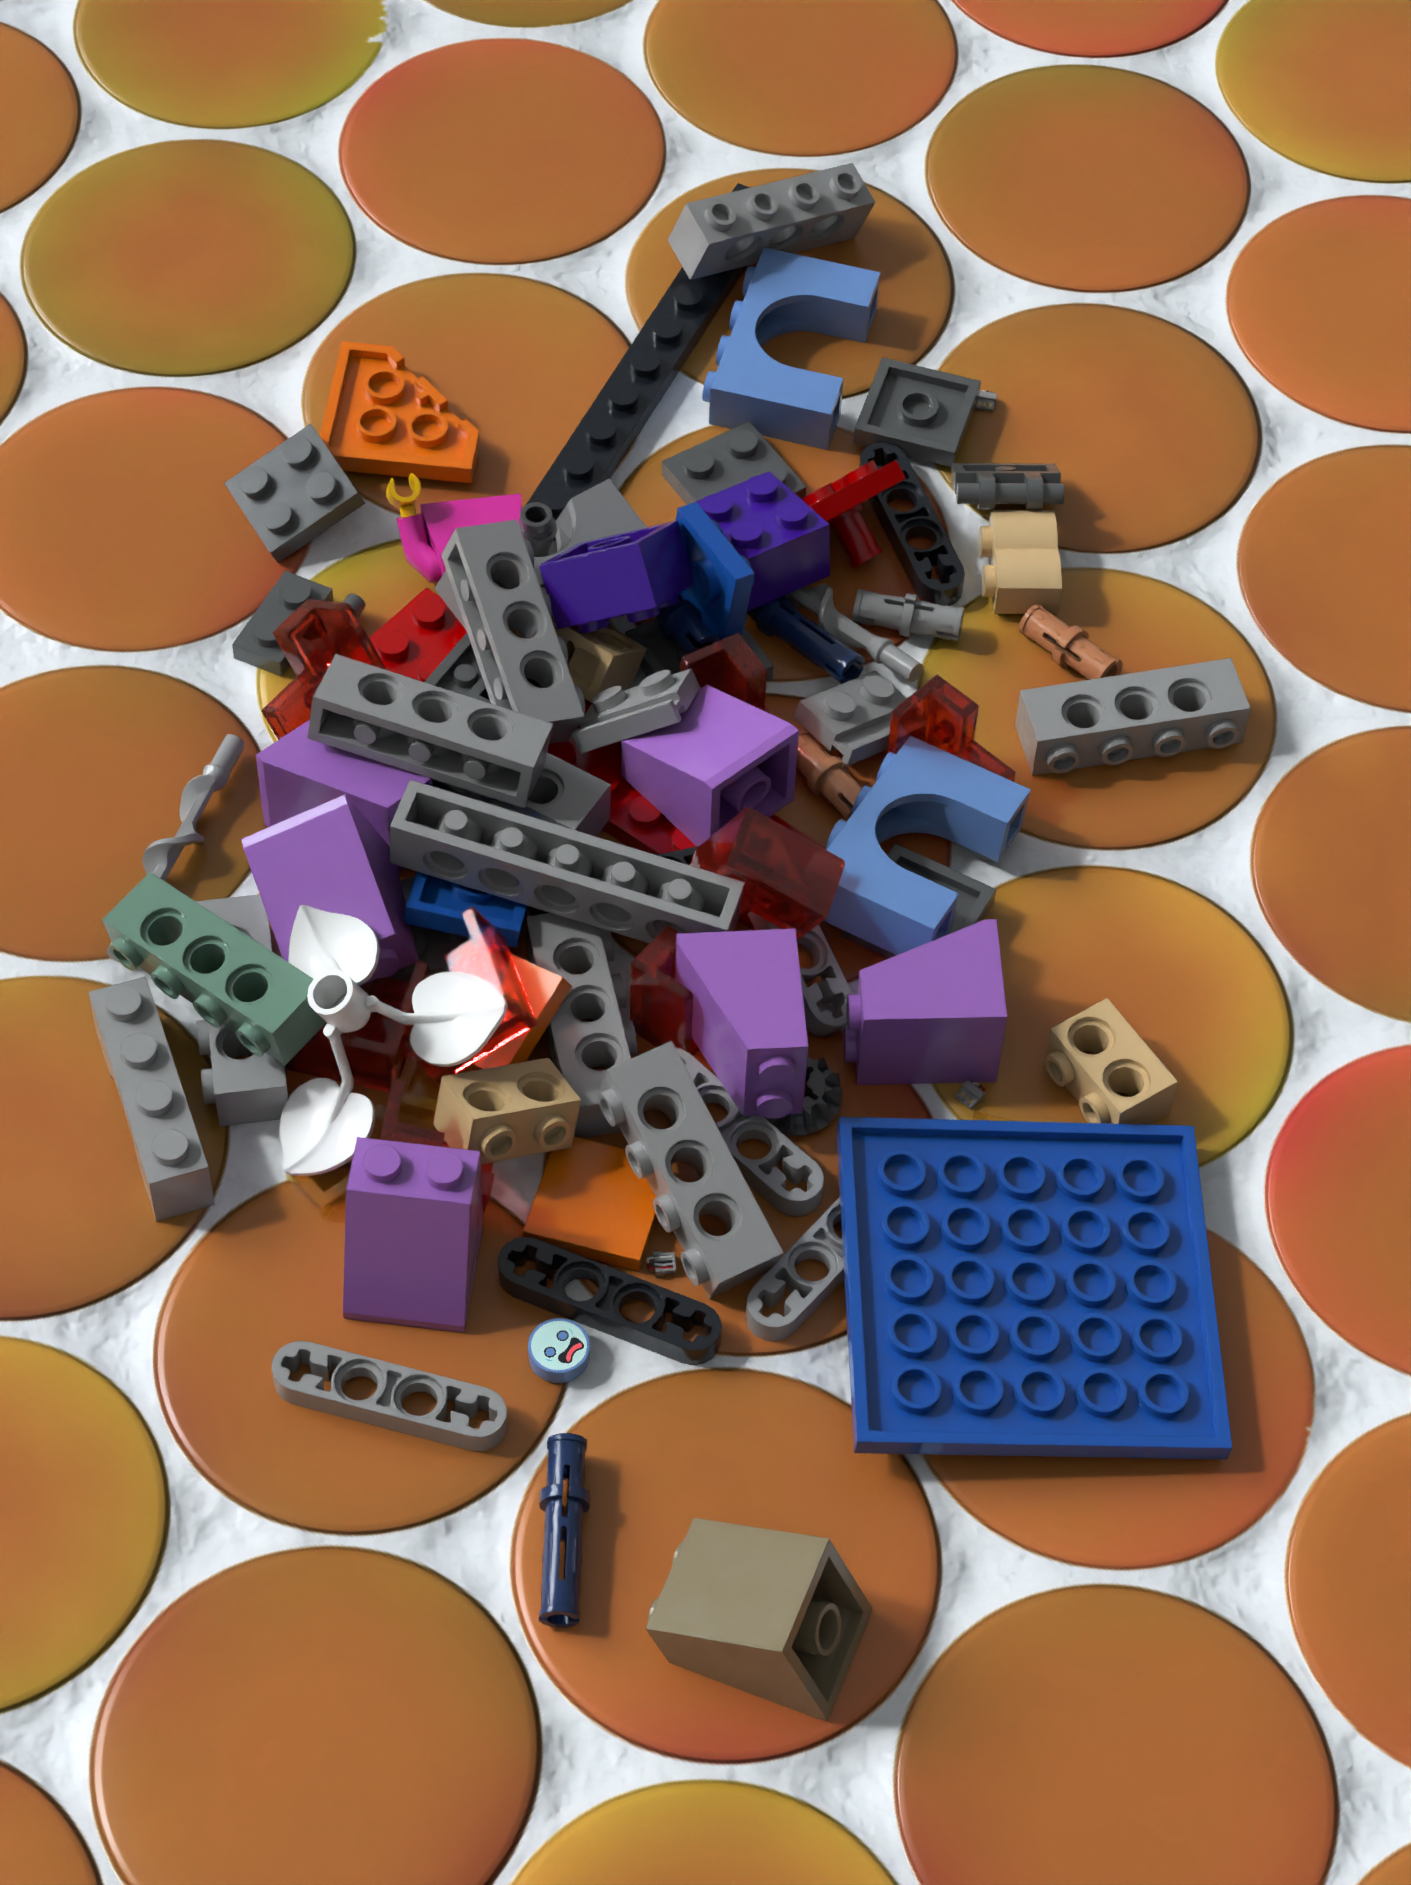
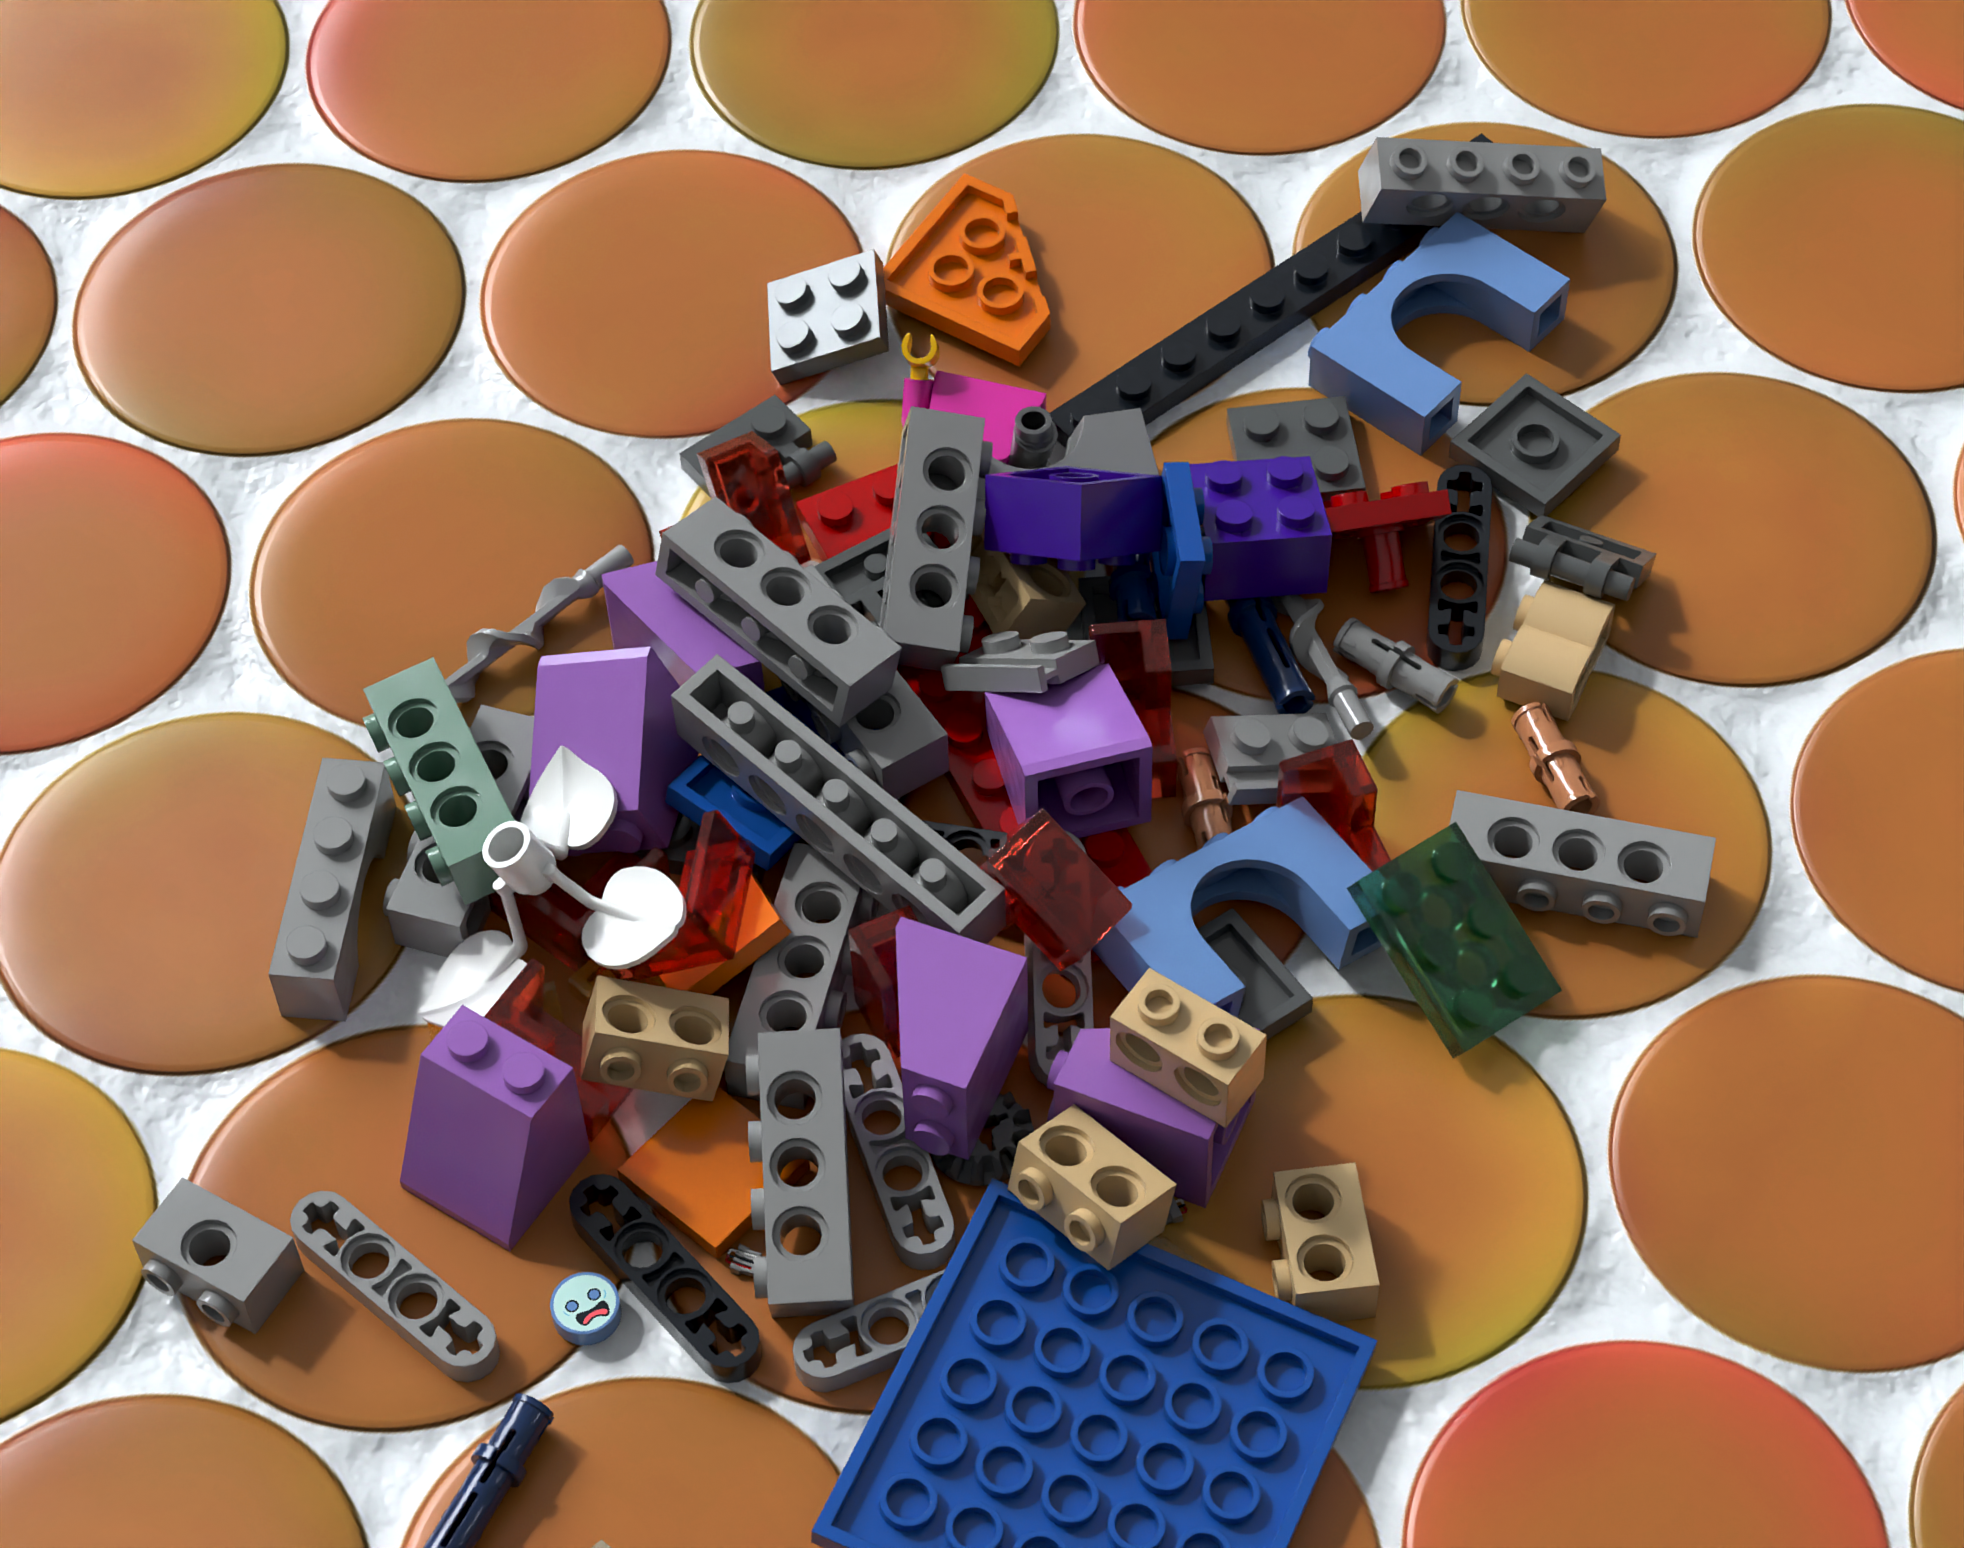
camera: 30 degrees right, 0 degrees up
(205, 1408) = (198, 1226): none -> light grey brick
(926, 1091) = (1091, 1187): none -> tan brick
(962, 949) = (1187, 1047): none -> tan brick
(986, 401) = (1625, 458): light grey piece -> none
(1082, 804) = (1454, 939): none -> clear green plate

